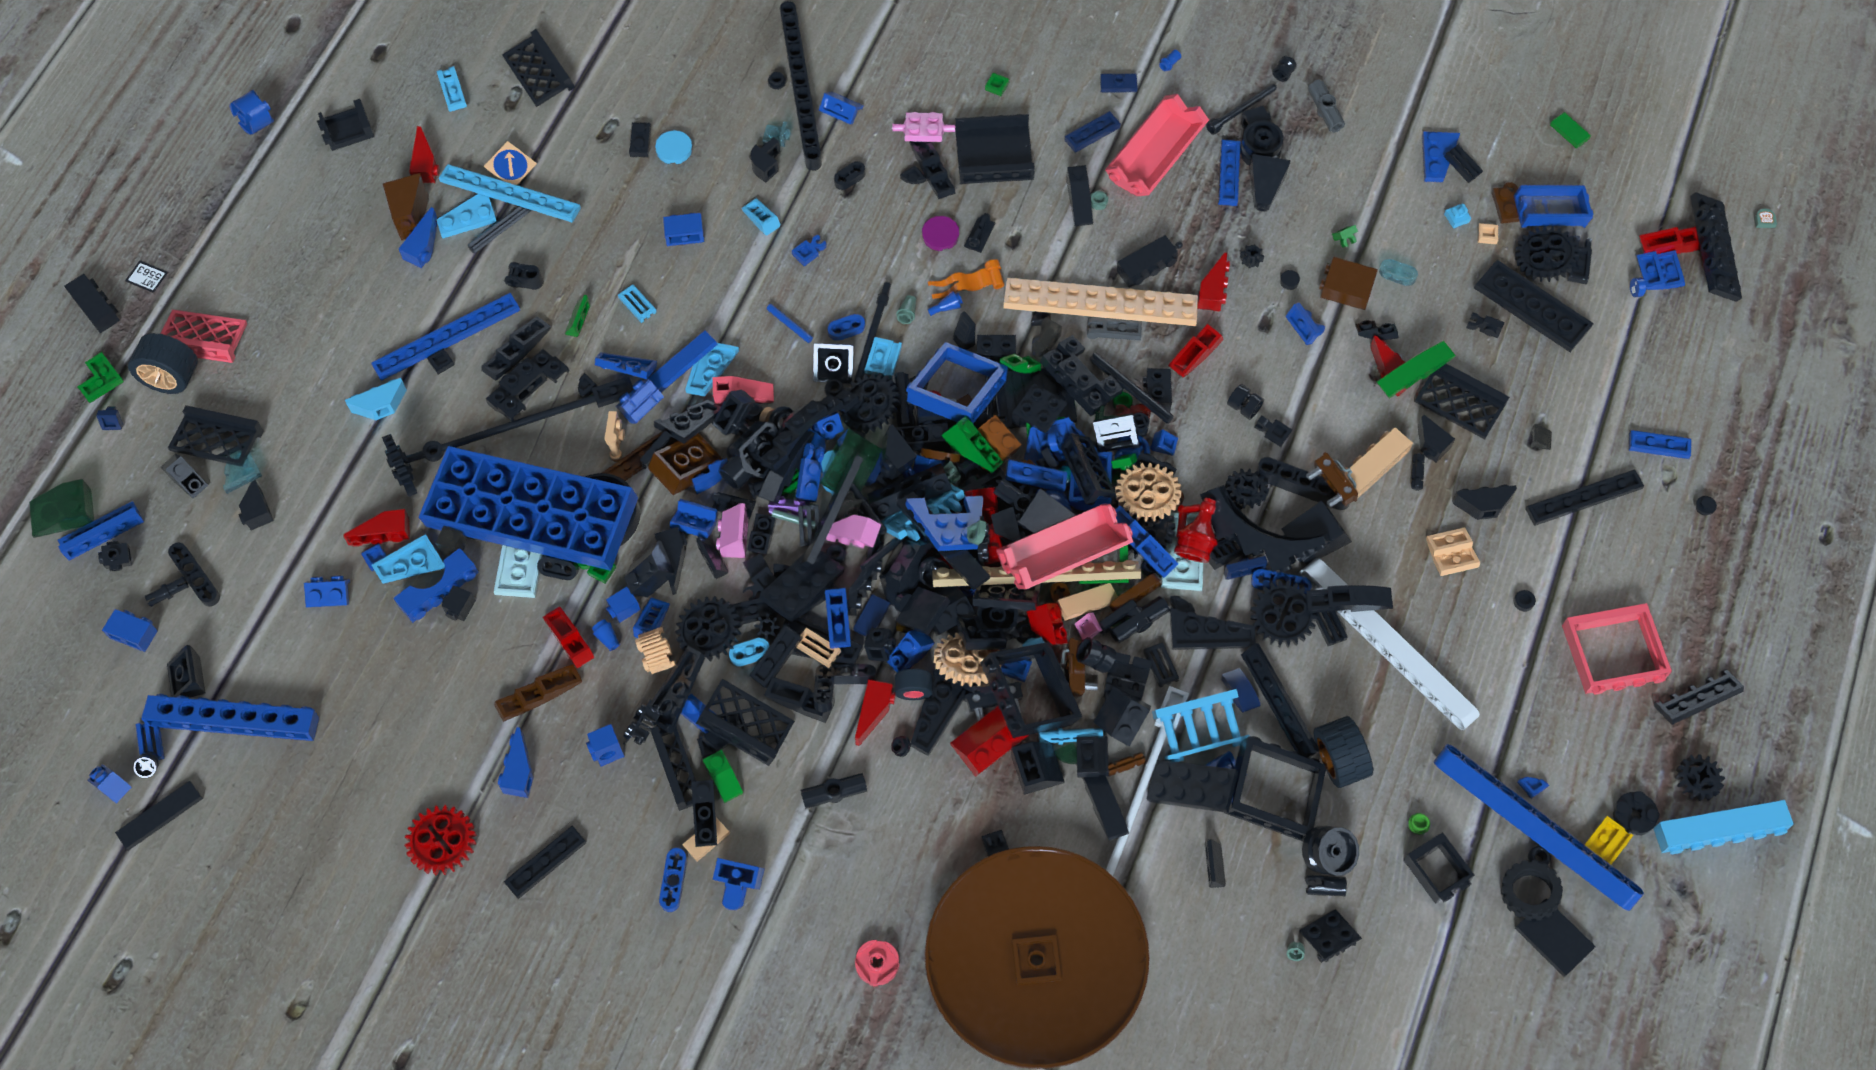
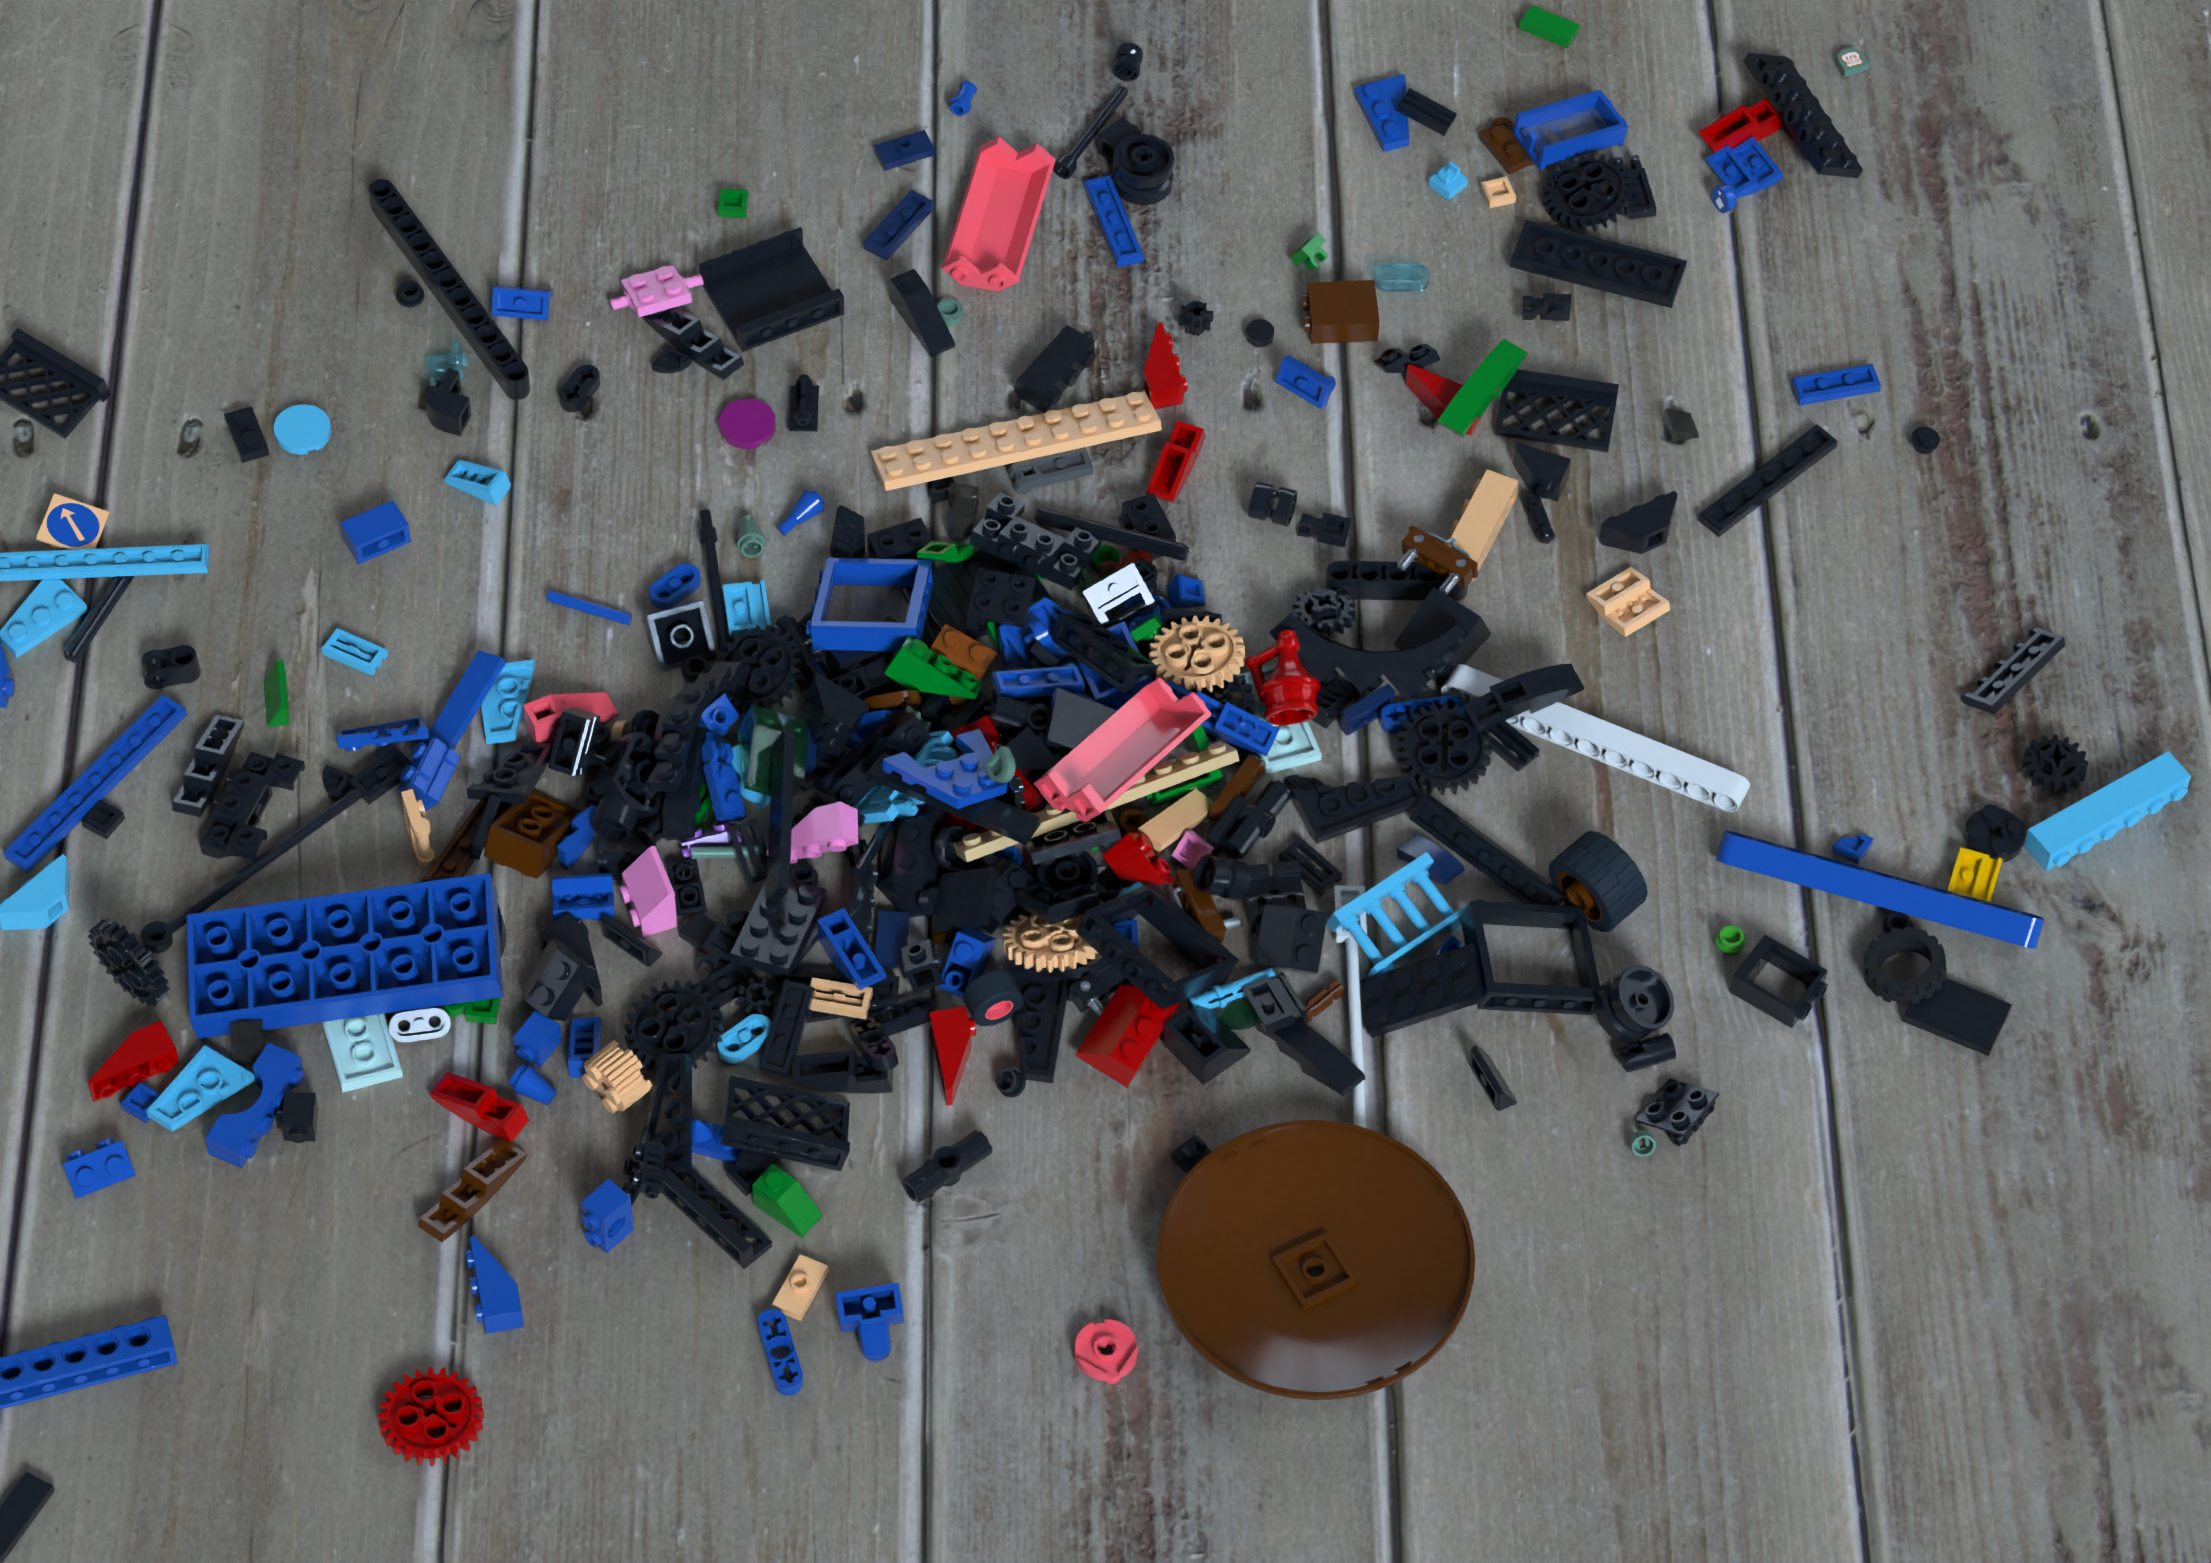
camera: 25 degrees left, 10 degrees down
(545, 862) = (590, 1394): black tile -> none
(704, 813) = (784, 1248): black slope -> none
(808, 251) = (570, 506): blue plate -> none
(972, 282) = (824, 472): orange flag -> none
(1266, 179) = (1169, 212): black slope -> none
(1326, 106) = (1207, 93): dark grey piece -> none
(1524, 600) = (1745, 631): black tile -> none
(1609, 617) = (1864, 612): coral window -> none

